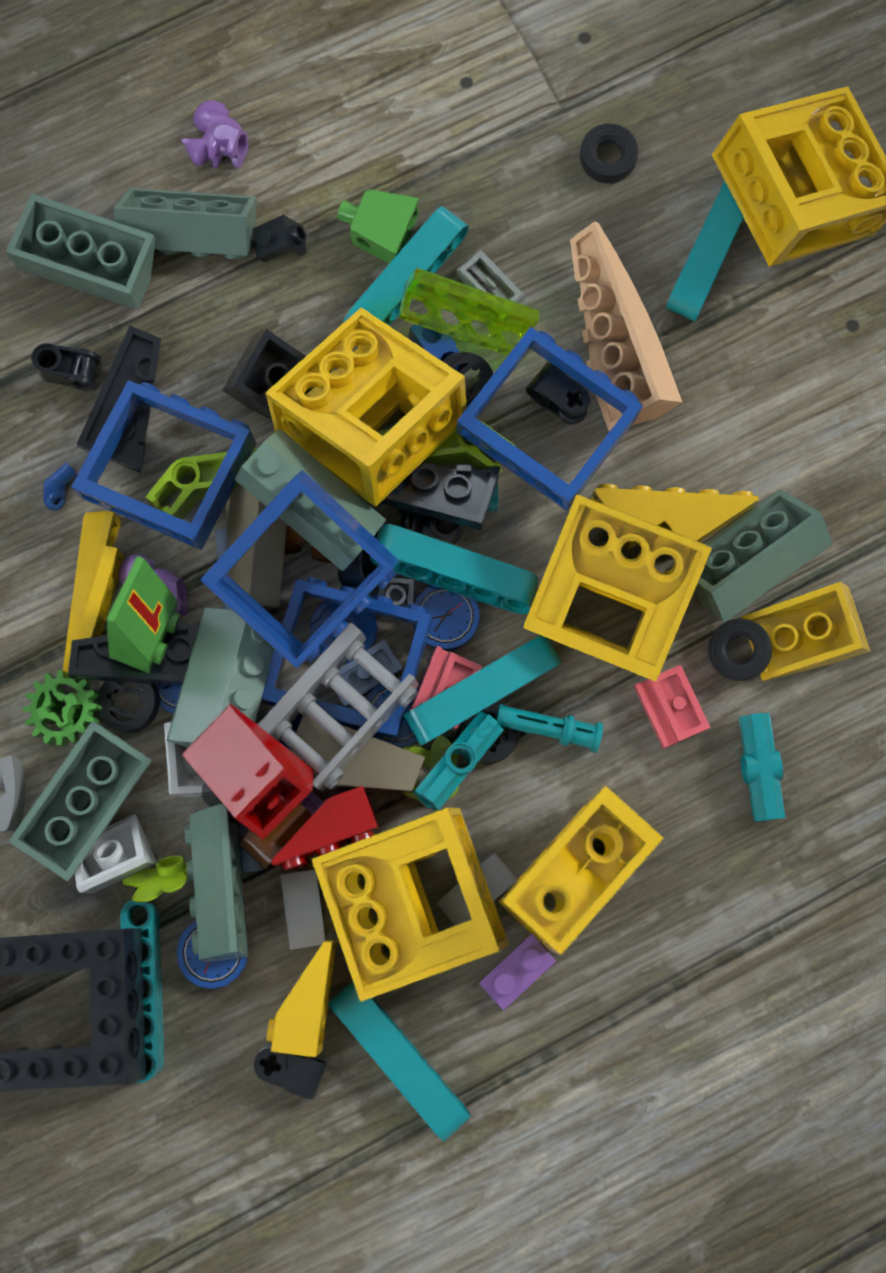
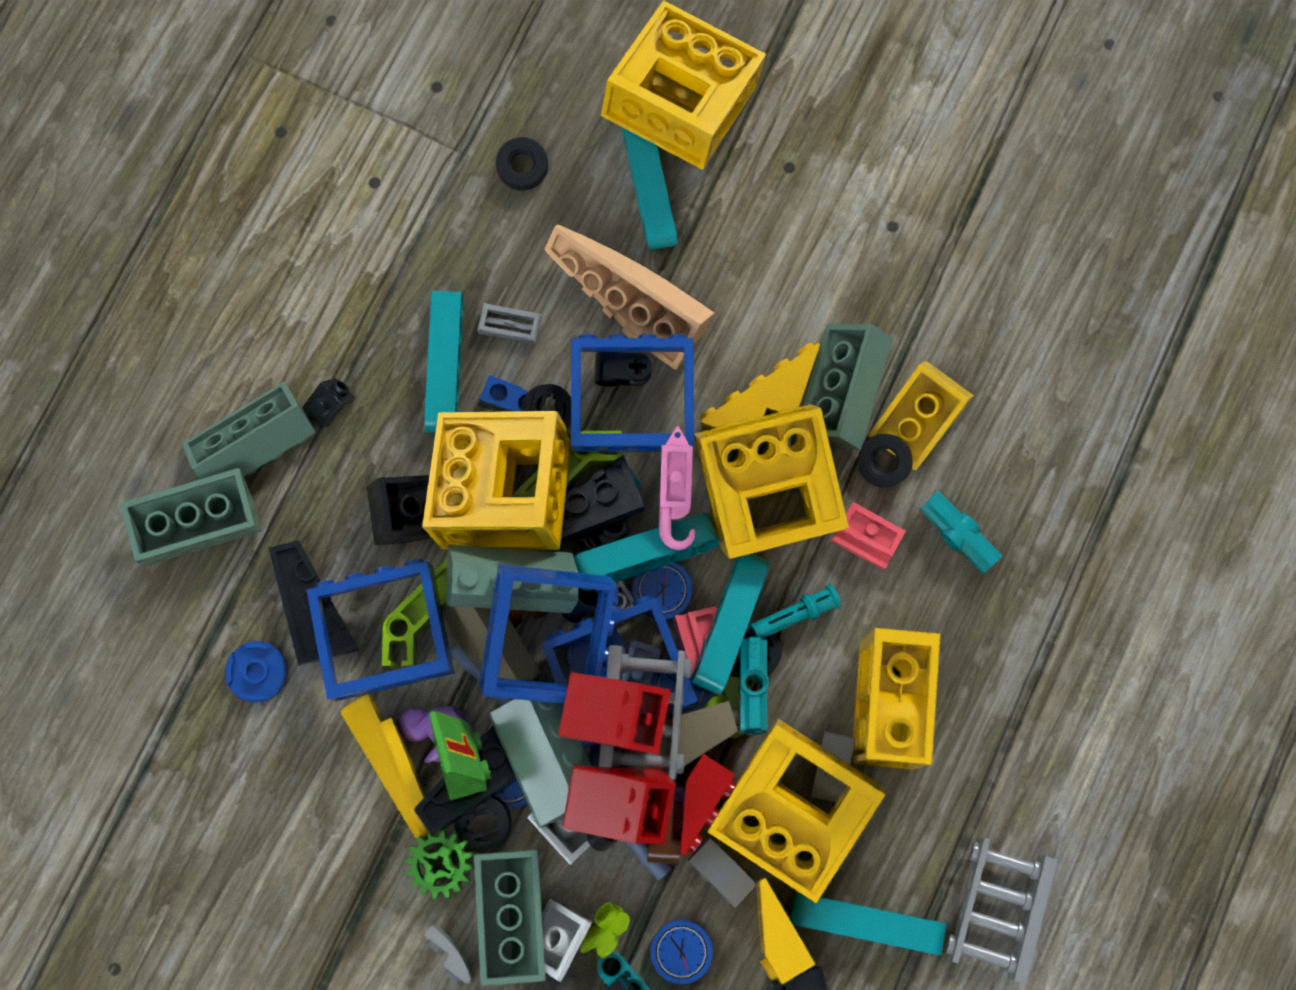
camera: 40 degrees left, 0 degrees up
(39, 426) = (256, 672): none -> blue tile
(54, 487) = (304, 709): blue arm -> none
(73, 365) = (245, 611): black piece -> none
(217, 885) = (650, 901): sand green slope -> none
(221, 137) = (224, 354): medium lavender animal -> none
(305, 684) = (614, 713): none -> red slope
(381, 222) = (395, 336): bright green torso -> none
(468, 306) = (510, 350): clear neon green fence -> none
(517, 971) = (901, 801): medium lavender plate -> none
(523, 527) = (675, 488): none -> bright pink plate
(567, 1160) = (1032, 902): none -> light grey fence

